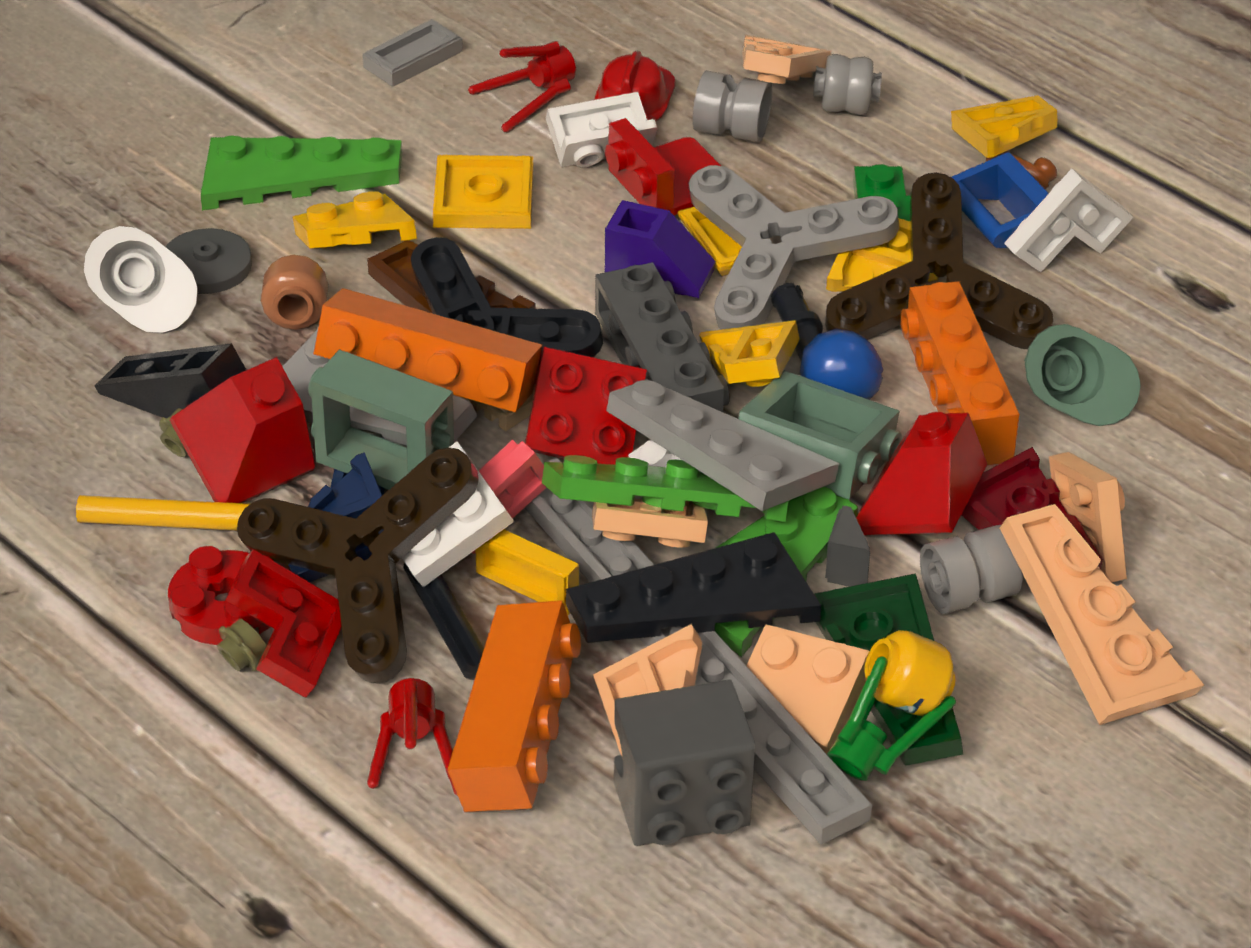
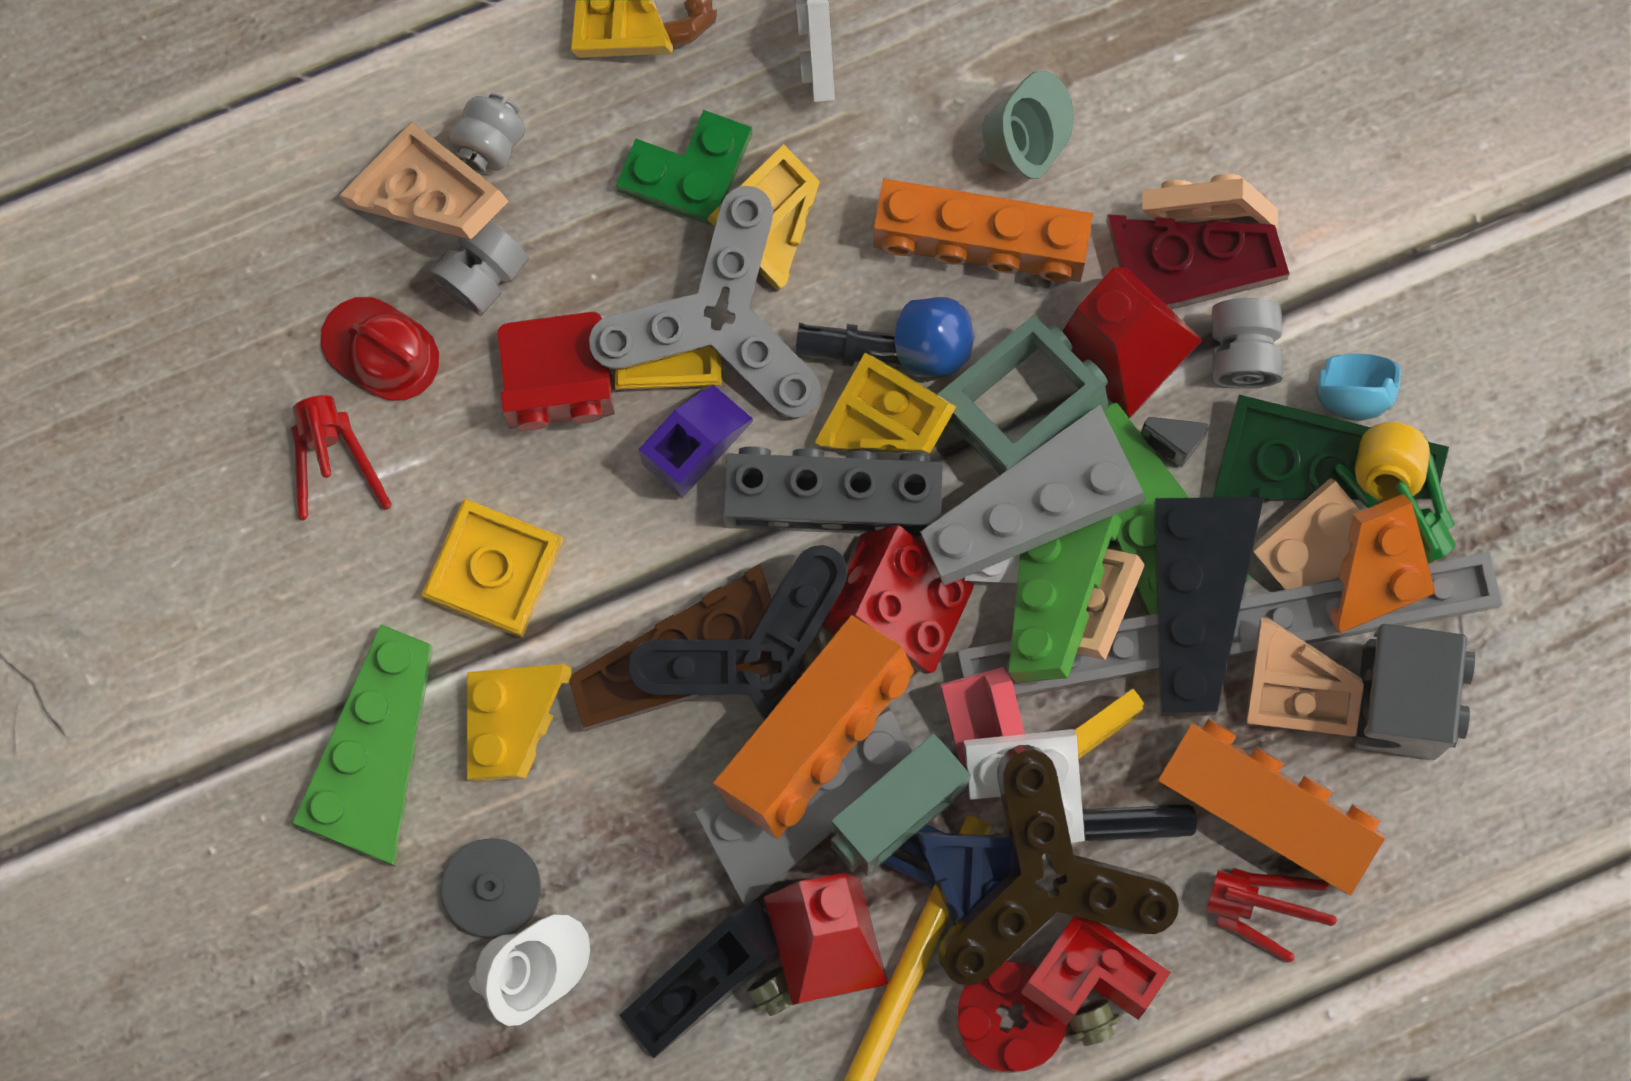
camera: 65 degrees left, 35 degrees up
(294, 292) = (604, 817): nougat head -> none
(412, 52) = (211, 556): light grey tile -> none
(582, 128) = (457, 413): white bracket -> none
(803, 692) = (1383, 564): none -> orange wing
(938, 249) = (803, 169): dark brown piece -> none
(980, 666) = (1358, 385): none -> medium azure hair
(1004, 181) = (747, 47): blue tile -> none
(1105, 642) = (1366, 272): light nougat wing -> none

